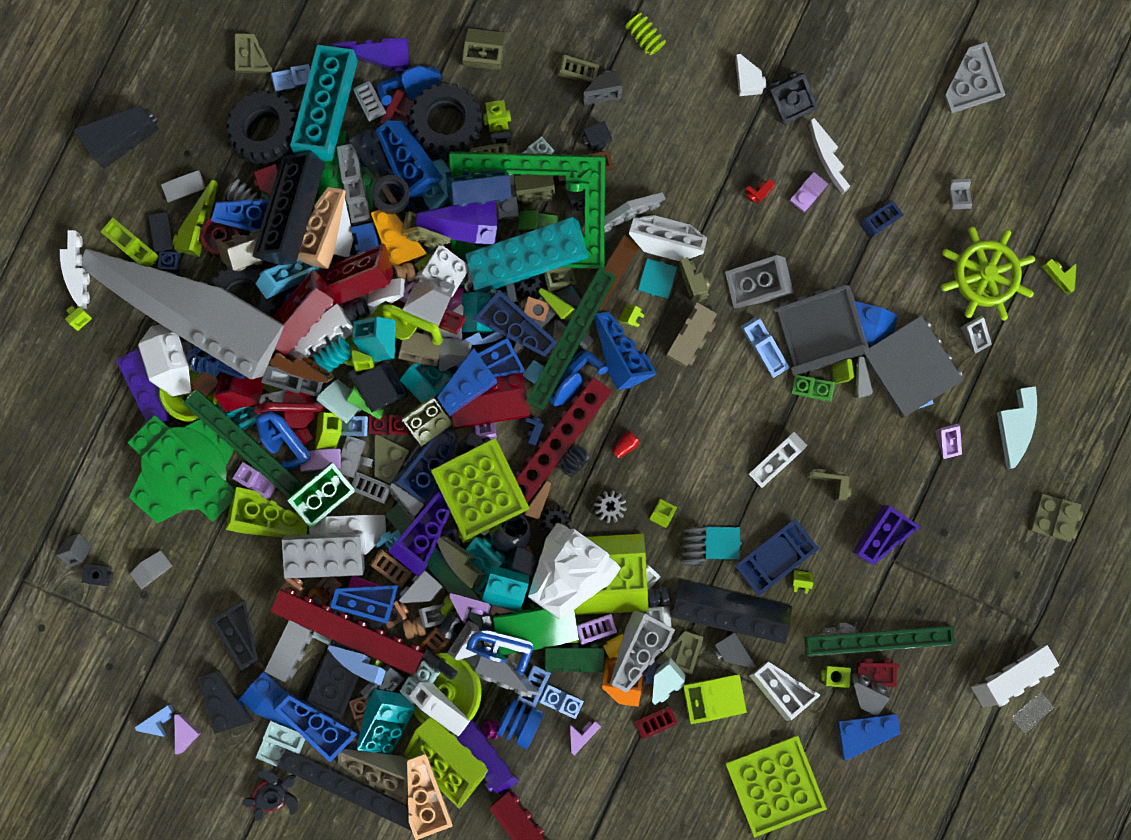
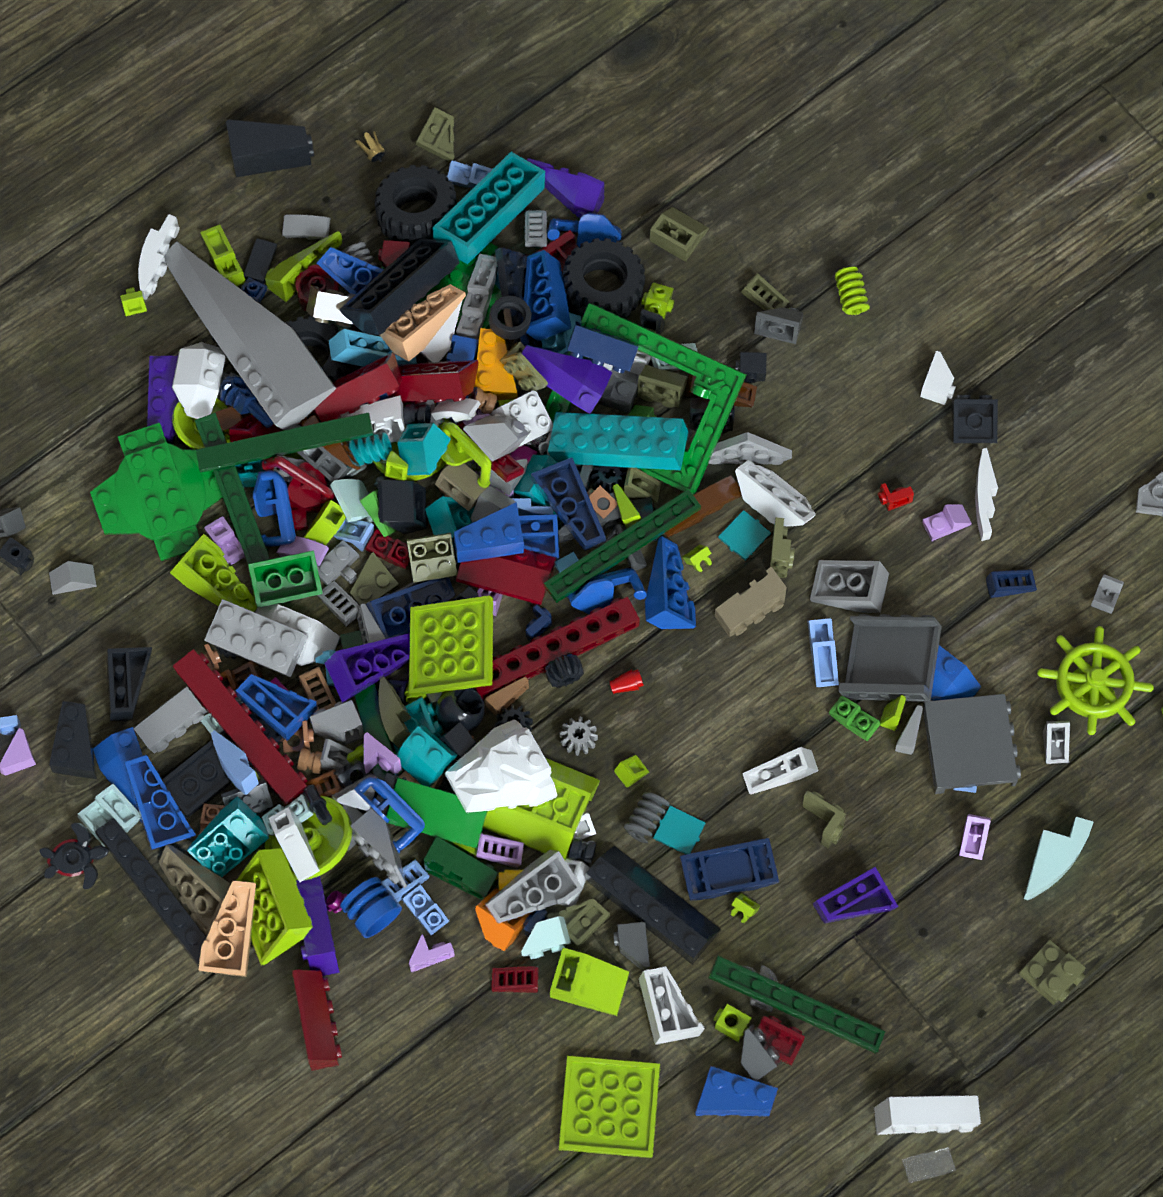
camera: 25 degrees right, 15 degrees down
(206, 92) = (376, 150): none -> pearl gold piece
(265, 388) = (284, 442): none -> dark green tile

